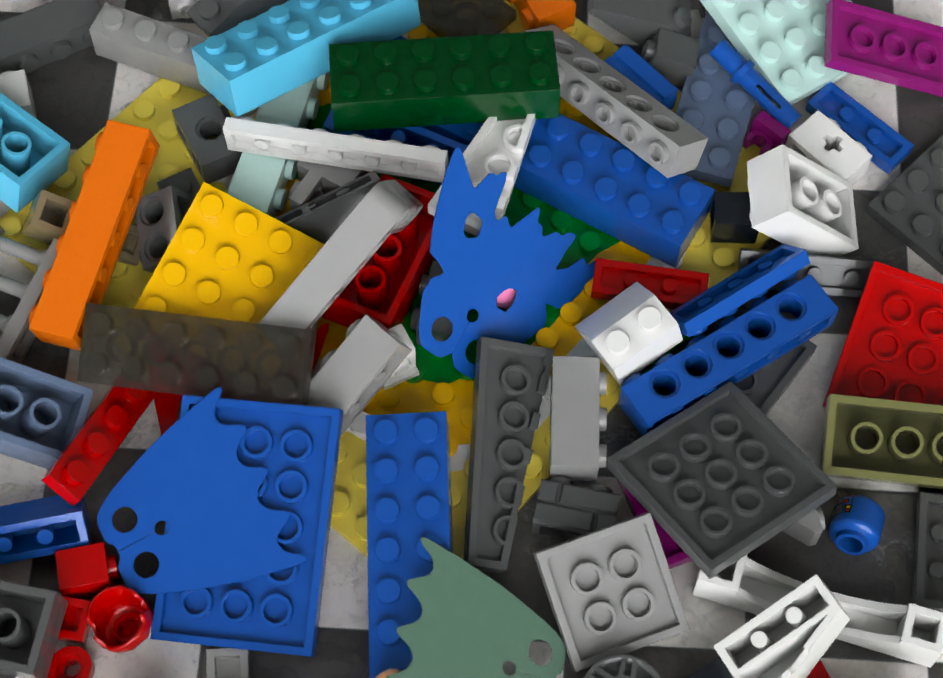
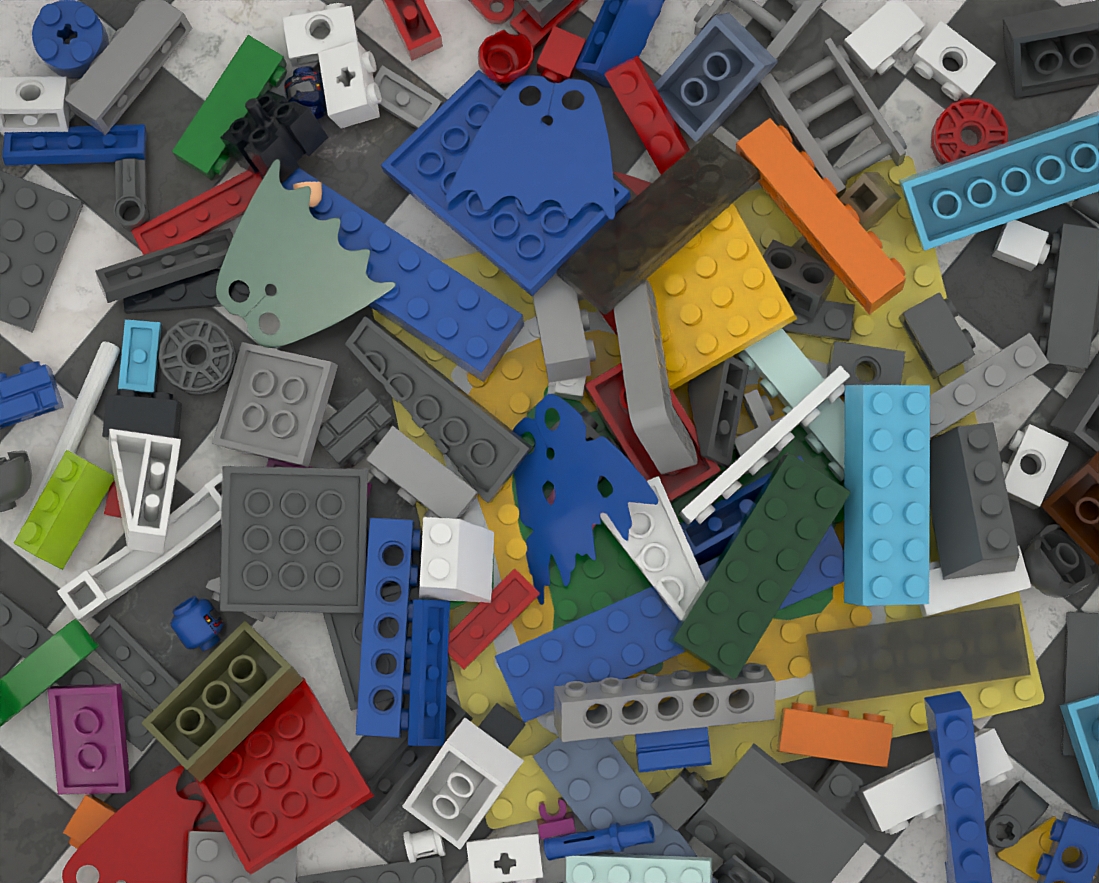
camera: 130 degrees right, 20 degrees up
(141, 98) = (937, 334): none -> dark grey brick
(871, 222) = (423, 844): none -> white bush

